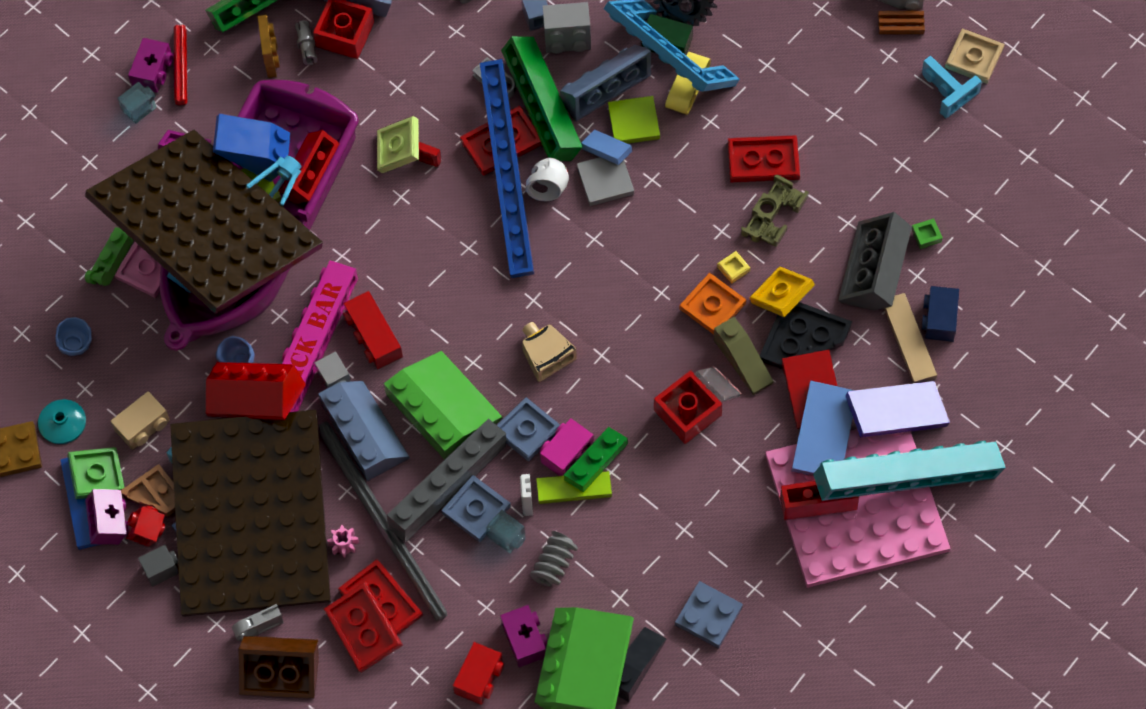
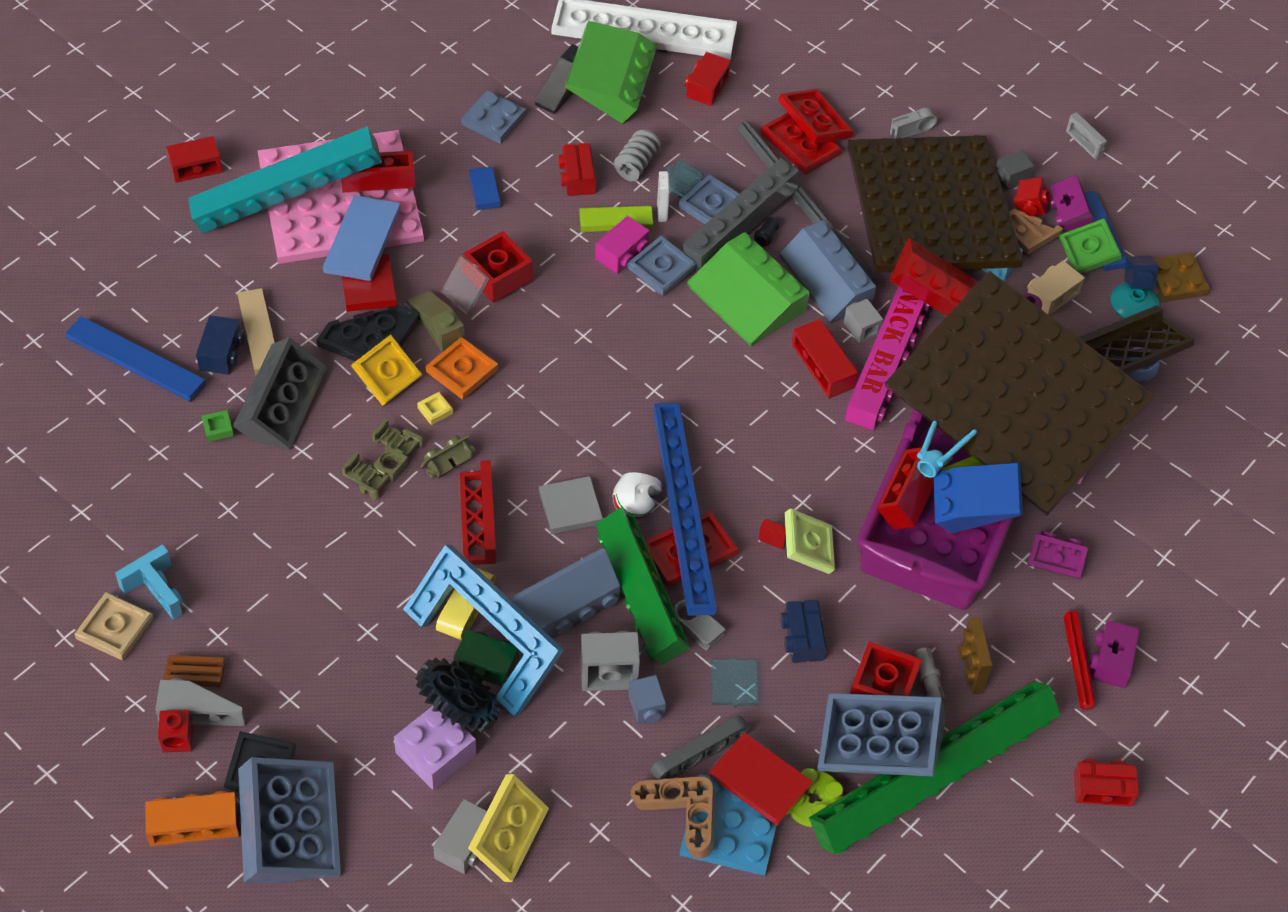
camera: 175 degrees right, 10 degrees down
(51, 436) = (1141, 272): none -> dark blue brick
(74, 617) = (1086, 135): none -> light grey tile
(90, 365) = (1129, 333): none -> dark brown fence
(109, 258) = (1114, 458): bright green plate -> none
(137, 102) = (1123, 607): clear light blue brick -> none
(278, 667) = (890, 94): reddish brown slope -> none
(342, 547) = (839, 180): bright pink gear -> none
(406, 71) = (804, 631): none -> dark blue brick
(422, 472) = (764, 235): none -> black pin
(465, 36) = (734, 682): none -> clear light blue piece
(524, 649) = (666, 102): magenta brick -> none
(546, 350) = (640, 330): tan torso -> none
(595, 459) = (582, 245): green plate -> none
(606, 147) = (567, 531): medium blue tile -> none
(615, 540) = (578, 169): none -> red brick
(634, 120) = (530, 564): lime tile -> none
(677, 164) = (486, 510): none -> red fence
(710, 518) = (484, 188): none -> blue tile
(722, 213) = (438, 461): none -> olive hinge
(763, 158) = (387, 519): red tile -> none
(897, 409) = (285, 253): tile -> none
(1012, 530) = (194, 159): none -> red brick
(1018, 302) = (135, 359): none -> blue tile

